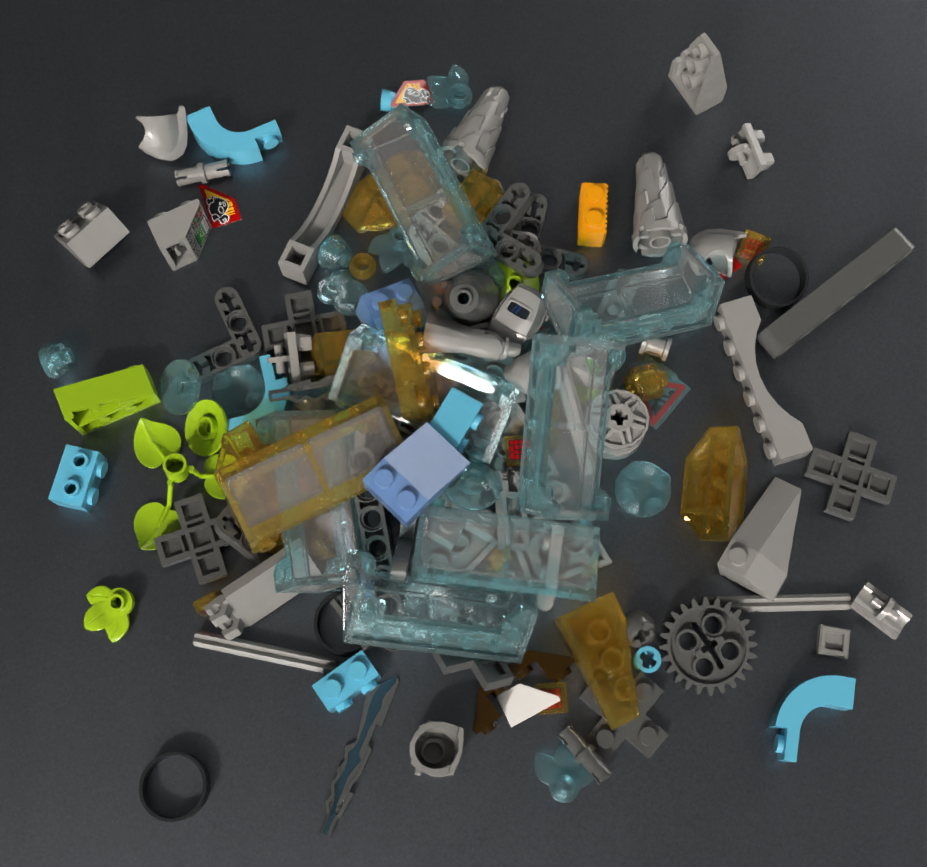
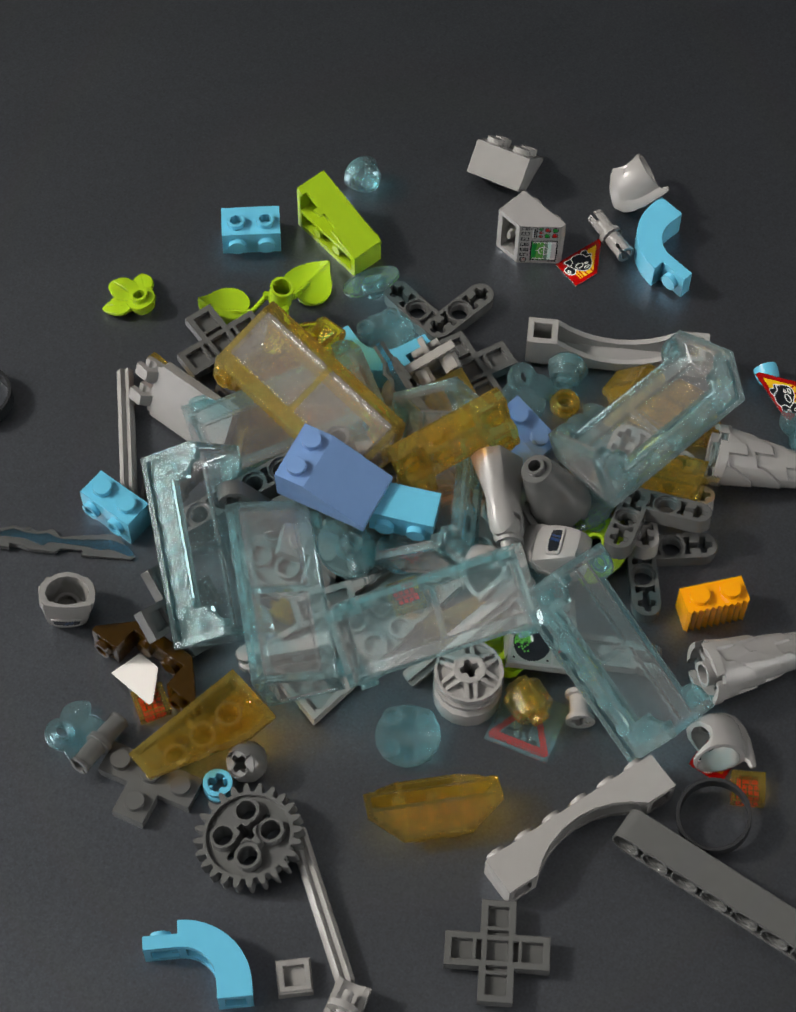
camera: 70 degrees right, 15 degrees down
(205, 427) = (341, 312): lime dish -> none
(763, 543) = (380, 866): light grey wedge -> none

